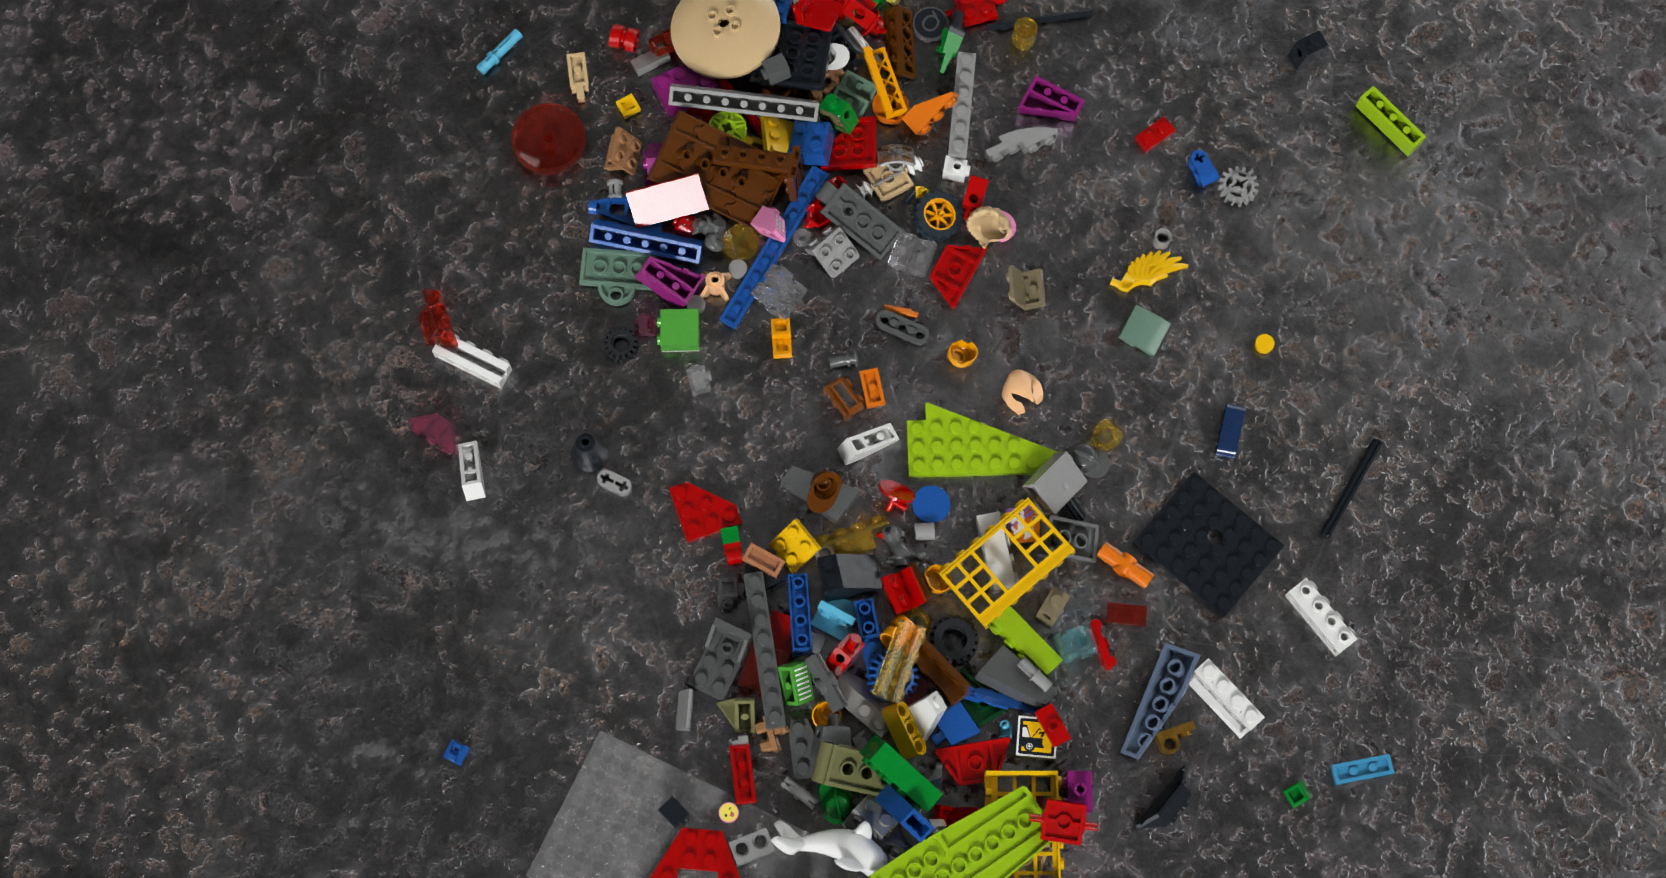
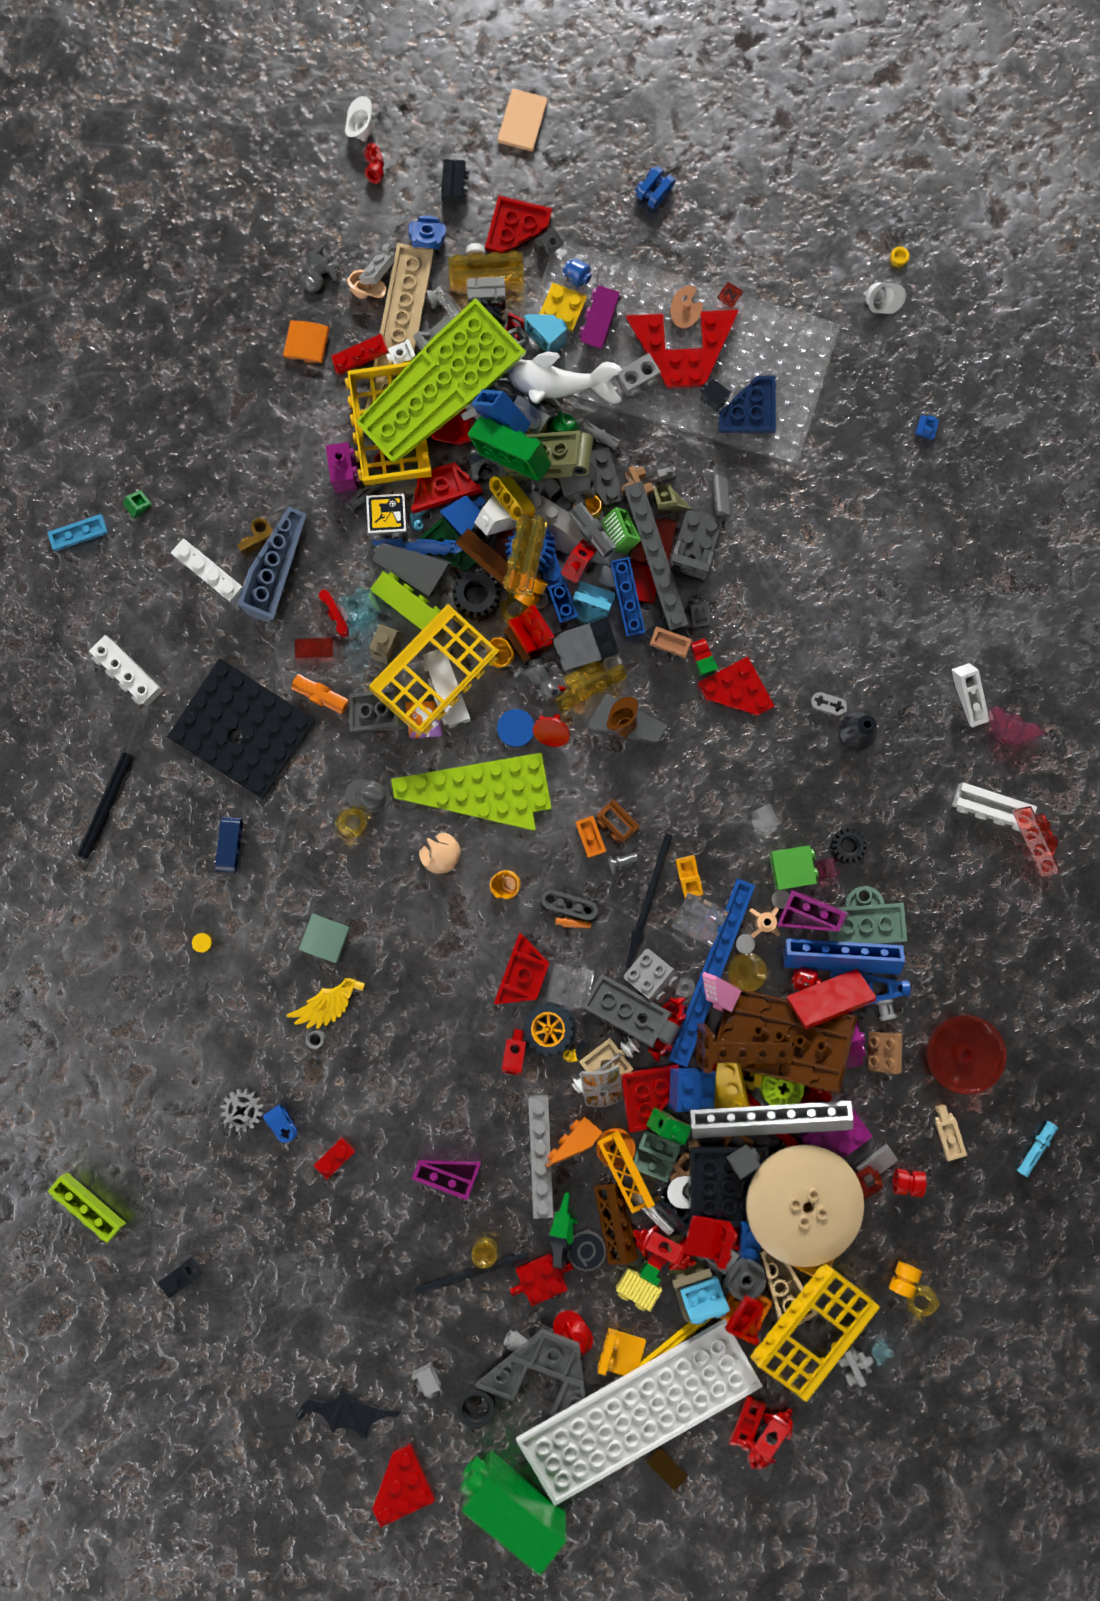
camera: 175 degrees right, 10 degrees up
(628, 106) = (890, 1106): yellow plate -> none
(637, 793) = (751, 409): none -> dark blue plate
(712, 229) = (778, 979): dark grey animal -> none
(728, 812) = (664, 404): light yellow tile -> none
(742, 774) = (657, 441): red plate -> none
(795, 545) = (642, 664): yellow plate -> none
(840, 291) = (637, 934): none -> black piece
(867, 443) = (586, 779): white slope -> none
(924, 531) = (518, 699): light grey beam -> none
(953, 174) = (543, 1080): white brick -> none
(990, 225) = (493, 1025): tan hair -> none
(1026, 288) = (449, 963): dark tan bracket -> none
(1027, 139) = (467, 1130): light grey slope -> none
(1034, 674) = (394, 568): light grey axle -> none
(1052, 725) = (372, 524): red plate -> none
(1056, 485) = (394, 758): light grey piece -> none
(1063, 821) = (351, 430): red plate -> none
(1168, 803) = (257, 474): black wedge -> none

